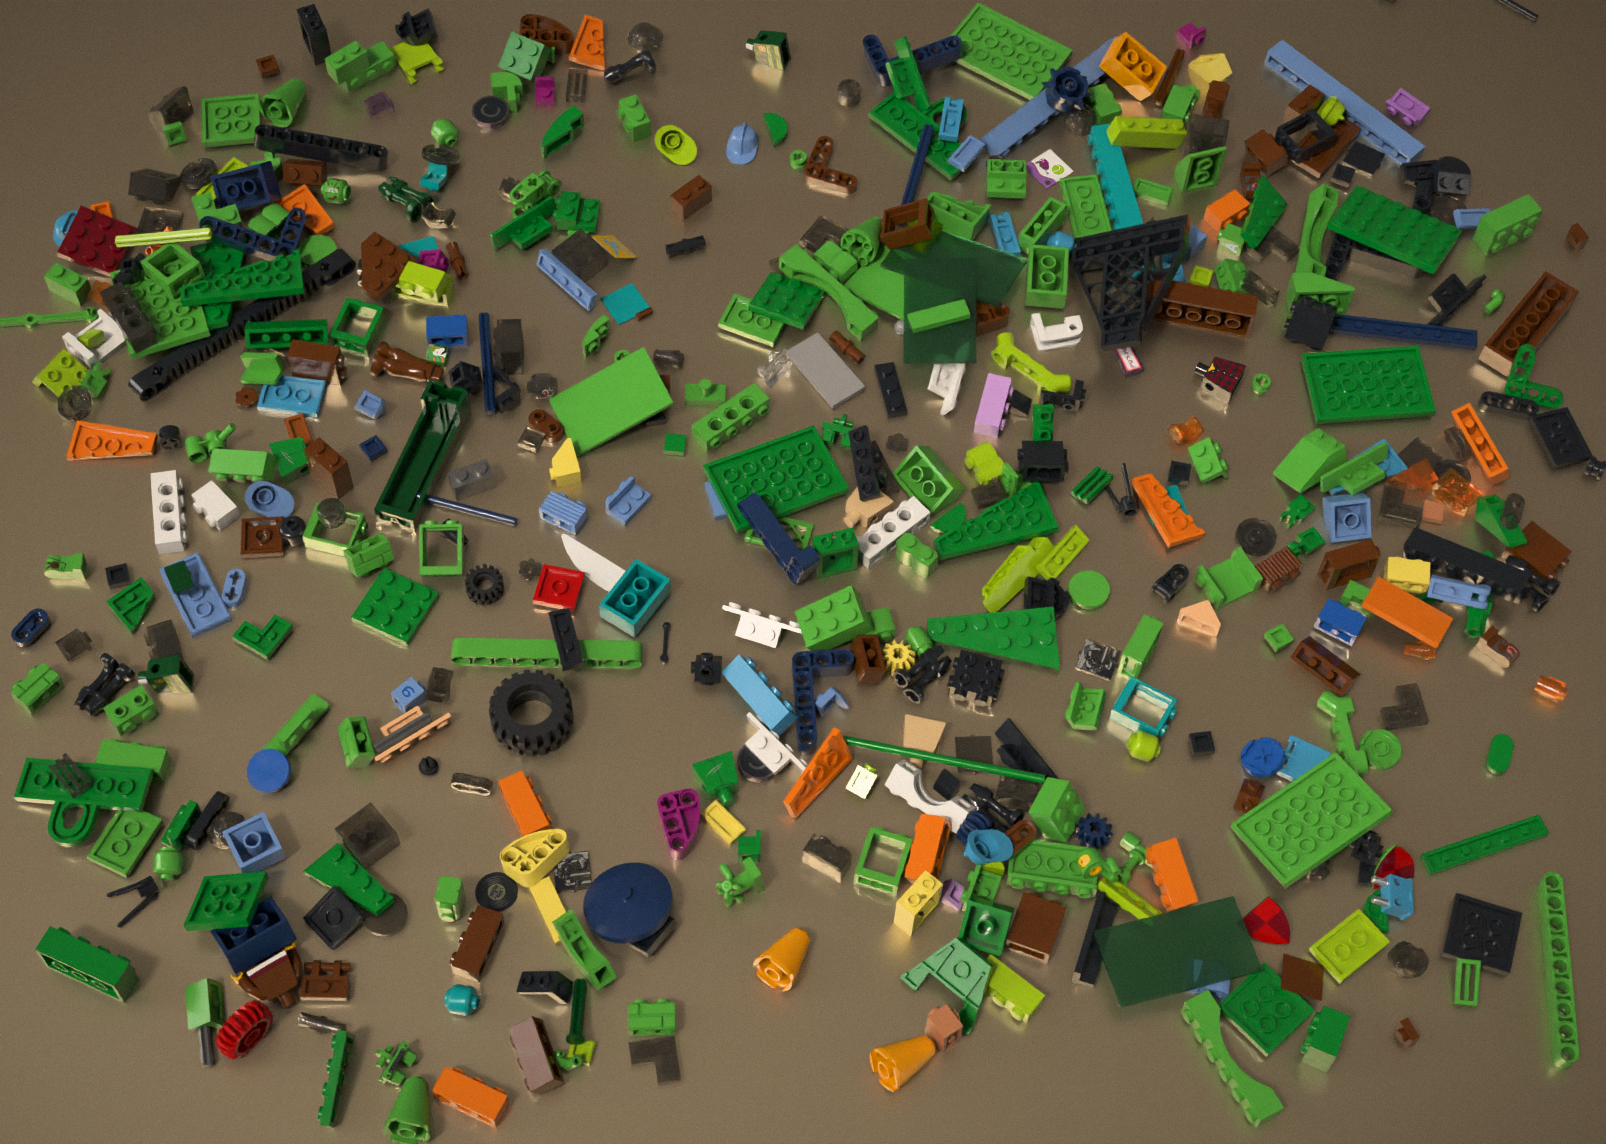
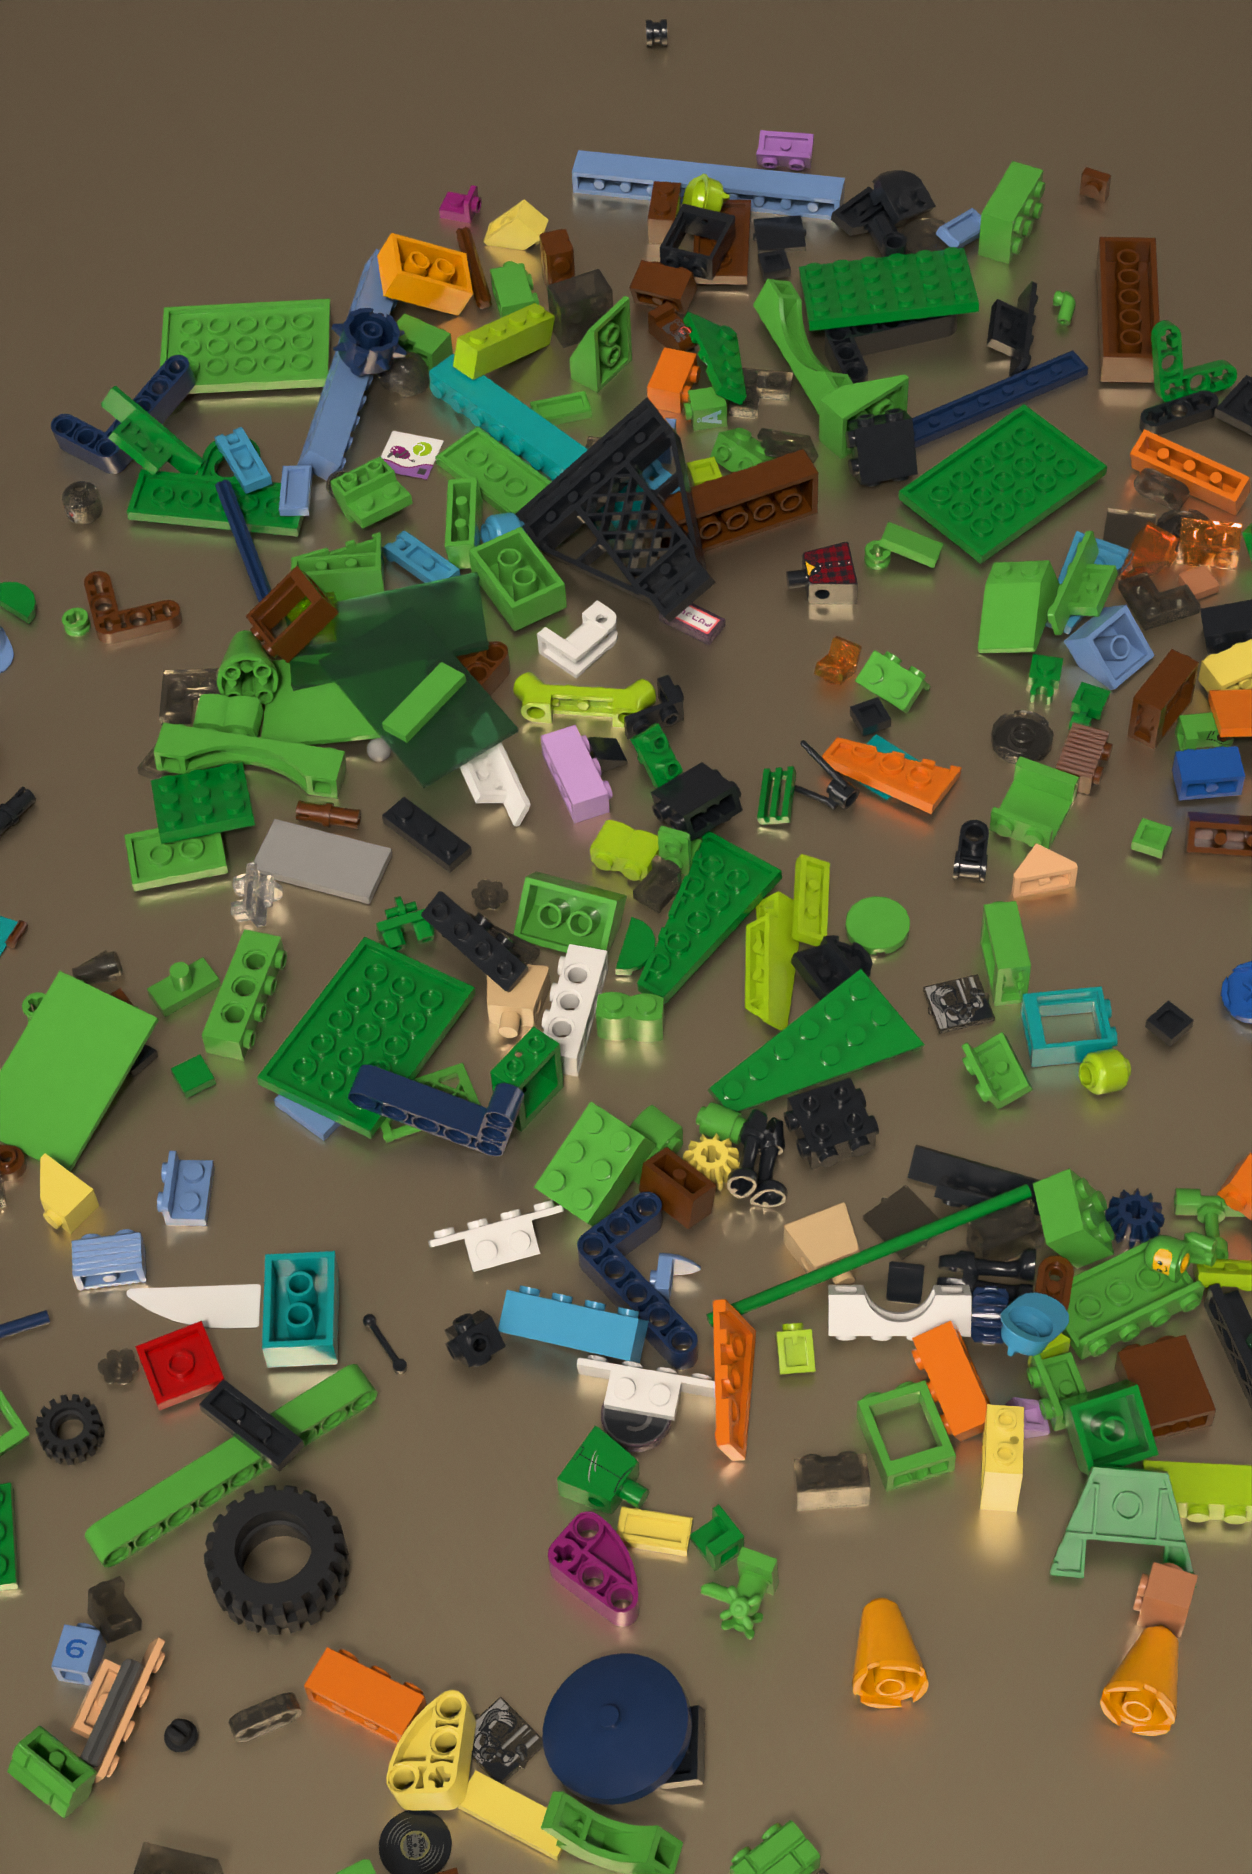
camera: 30 degrees left, 5 degrees down
(1283, 389) = (911, 545): none -> bright green tile

